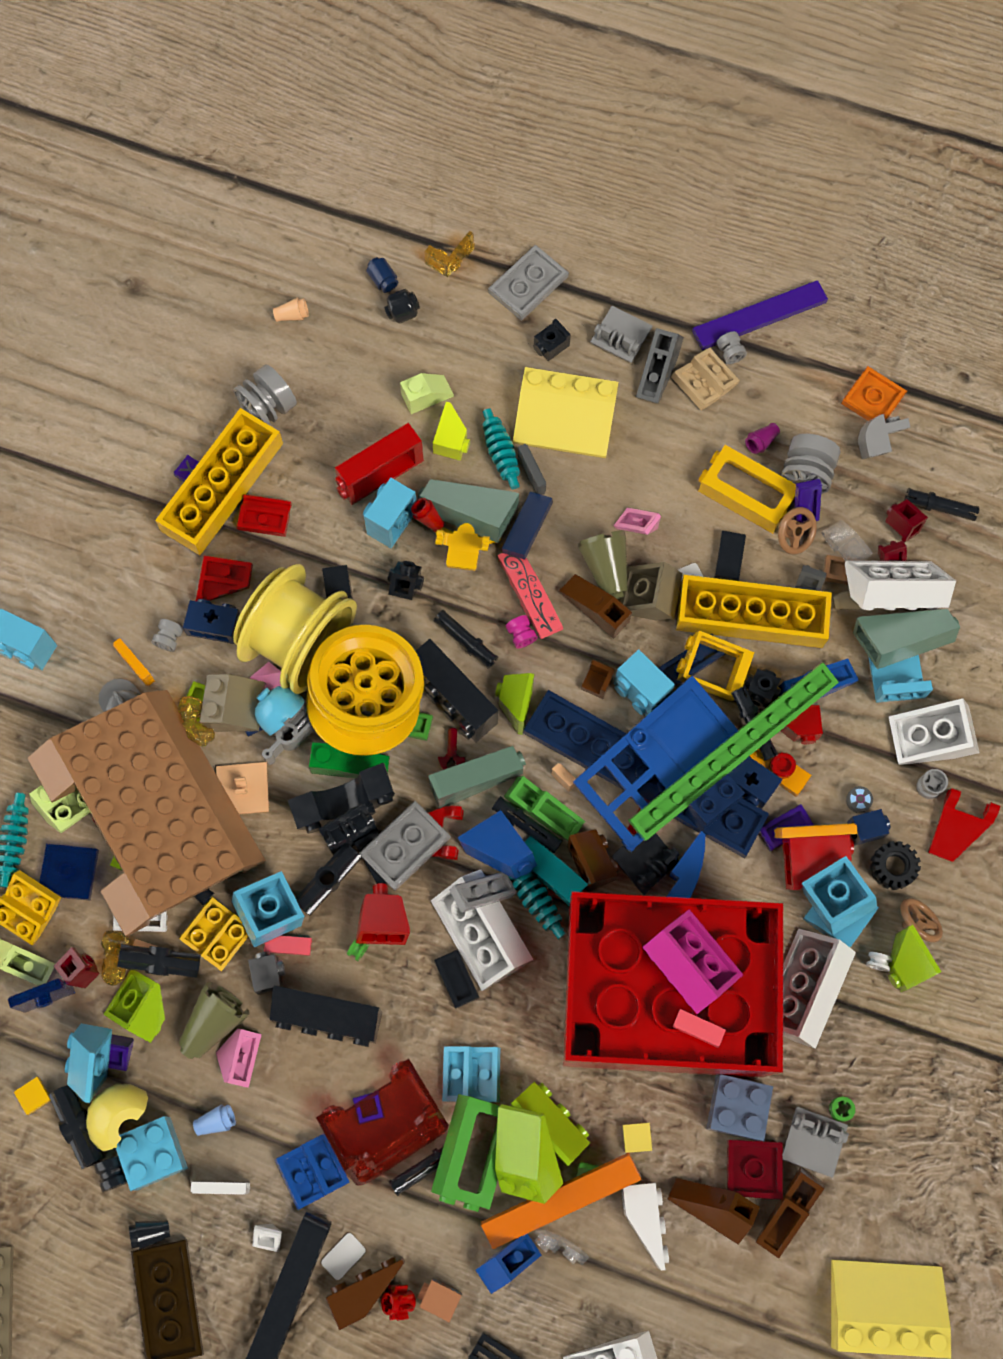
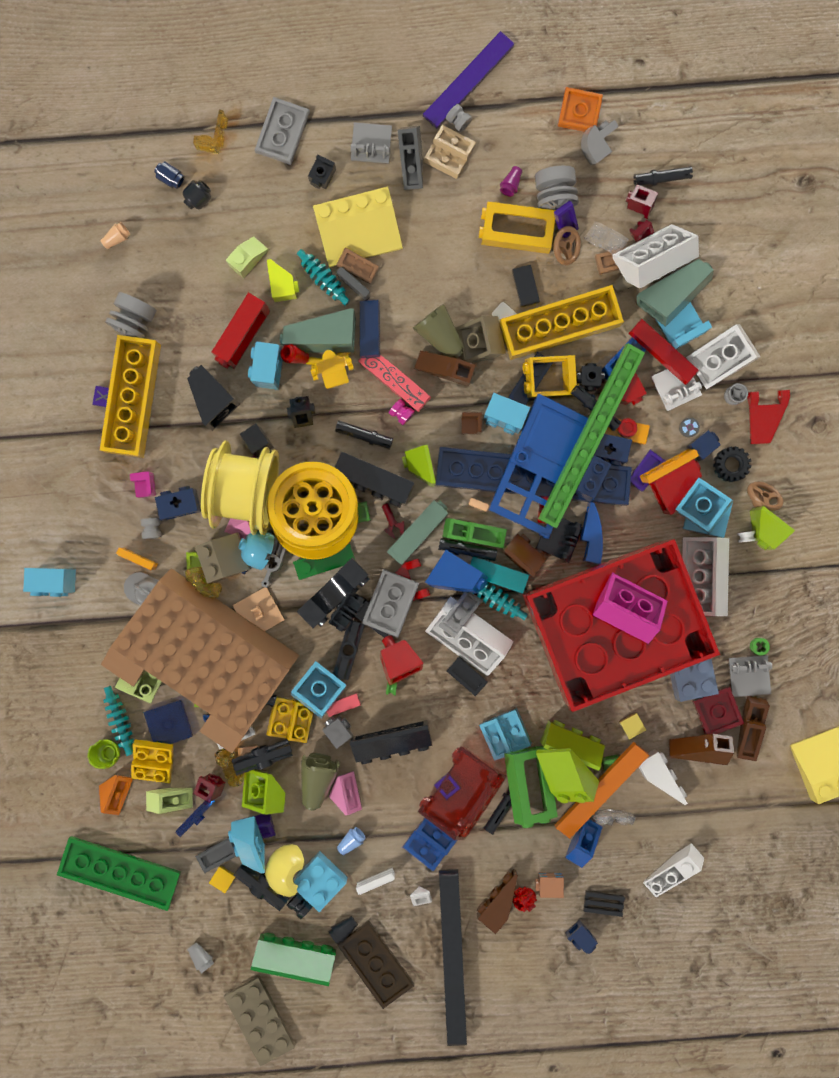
camera: 20 degrees left, 15 degrees up
(41, 1061) = (216, 855): none -> dark grey tile
(69, 1239) = (294, 959): none -> slope
(185, 582) = (143, 483): none -> dark pink panel
(222, 577) = (168, 468): red wing -> none
(264, 515) = (175, 407): red plate -> none
(310, 520) = (211, 398): none -> black slope
(343, 1256) = (475, 885): white sticker -> none
(546, 452) = (357, 265): none -> medium nougat plate
(638, 521) = (448, 290): bright pink slope -> none
(699, 1028) = (652, 650): coral piece -> none
(810, 578) = (591, 279): dark grey tile -> none
(863, 696) = (663, 351): none -> red tile
(863, 744) = (673, 391): none -> white hinge

